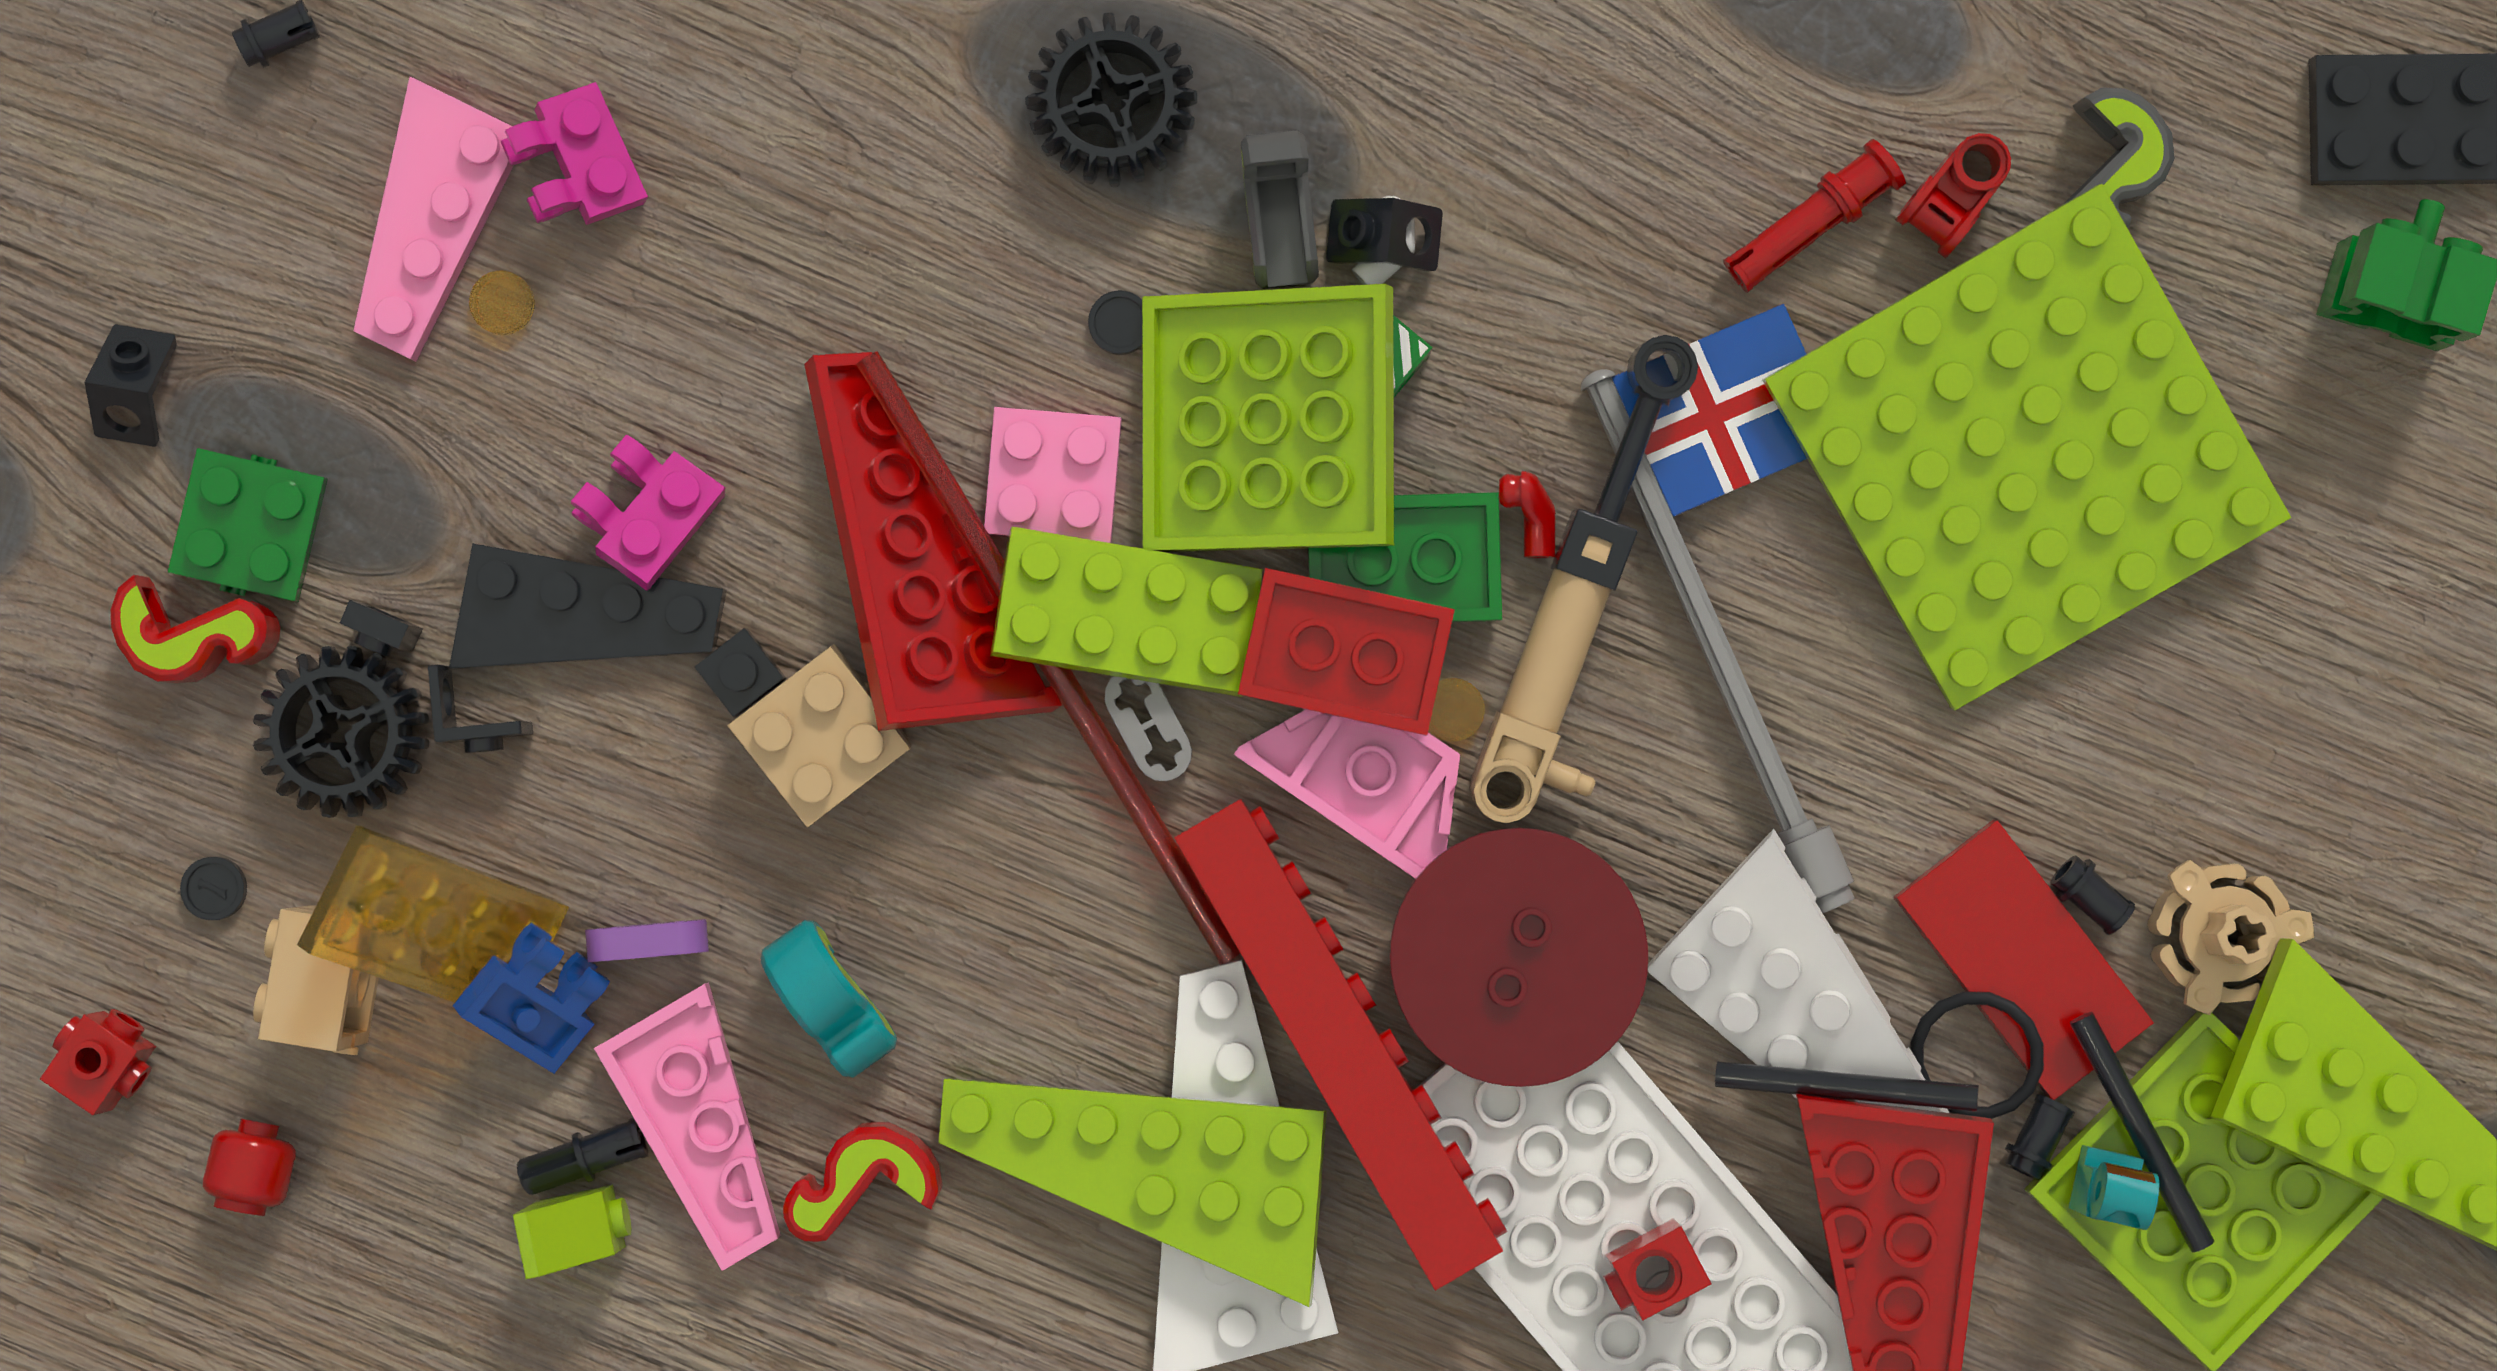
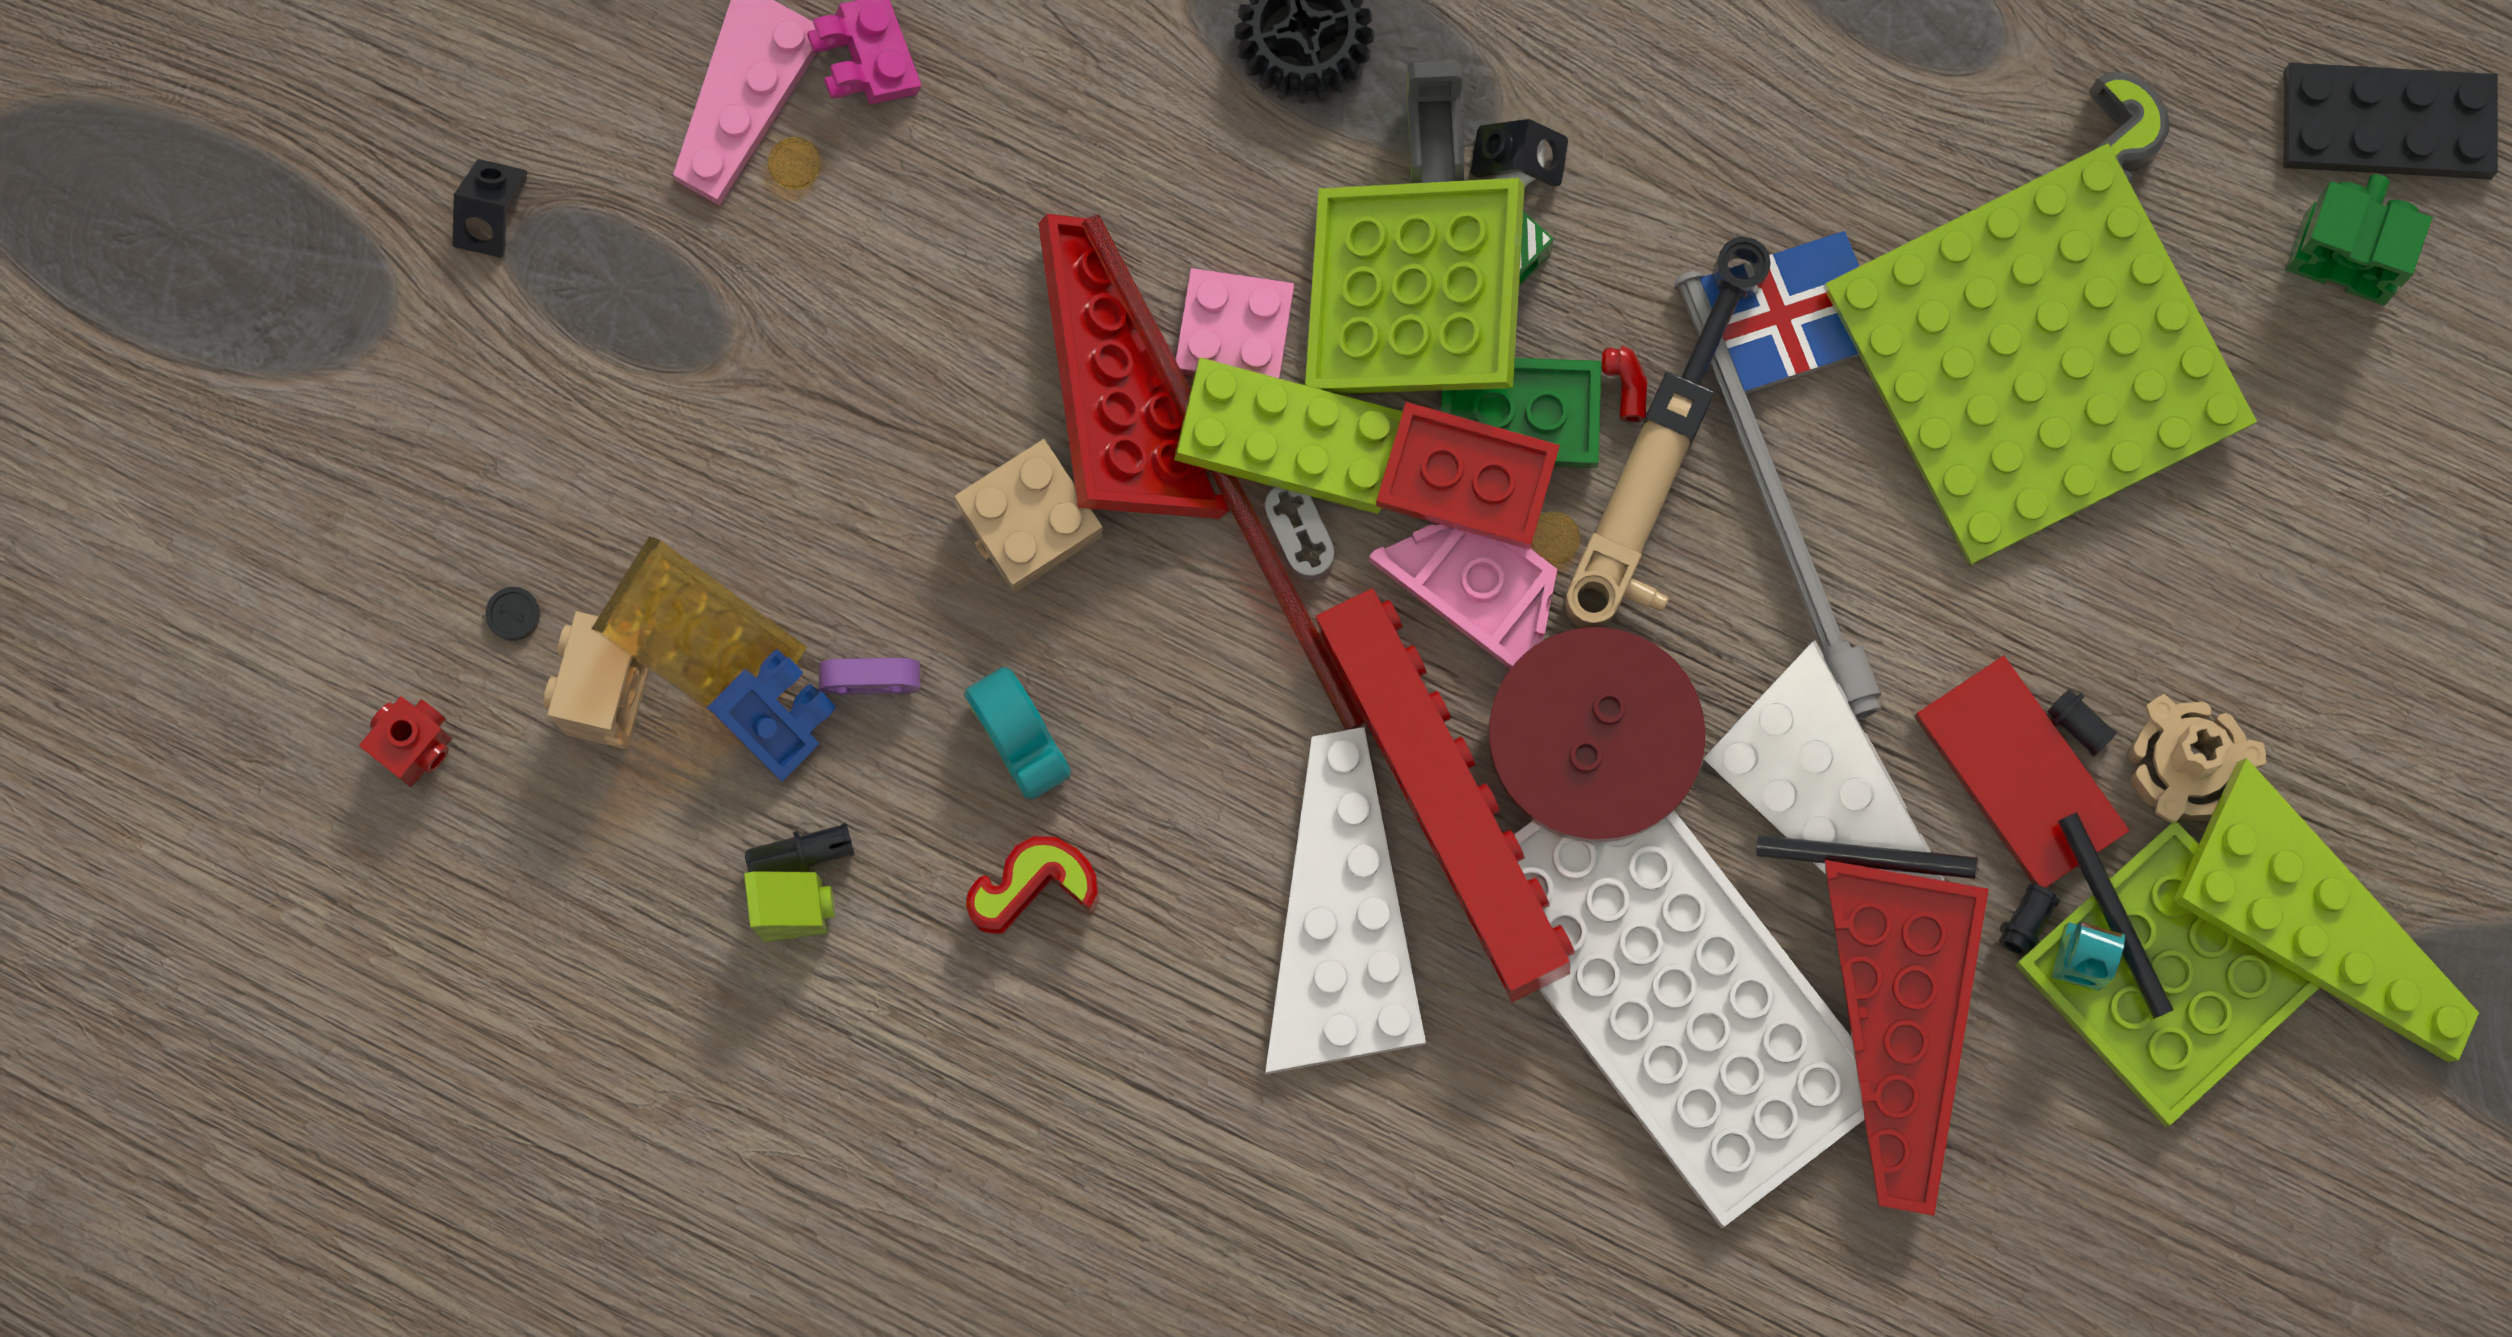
camera: 10 degrees right, 10 degrees down
(193, 648) = (520, 413): red animal -> none
(247, 525) = (571, 322): green plate -> none
(249, 1168) = (521, 838): red head -> none
(326, 708) = (651, 483): black gear -> none
(379, 629) = (672, 409): black plate -> none
(476, 737) = (745, 500): black bracket -> none
(560, 610) = (818, 406): black wing -> none
(660, 518) = (909, 339): dark pink plate -> none
(691, 1112) = (894, 818): bright pink wing -> none
(740, 672) = (962, 463): black plate -> none
(1117, 322) = (1296, 211): black piece -> none
(1189, 1172) = (1307, 892): lime wing -> none
(1683, 1279) = (1715, 981): red brick -> none
(1837, 200) = (1891, 151): red pin -> none
(1950, 200) = (1985, 155): red piece -> none
(2017, 1014) = (2013, 812): black piece -> none

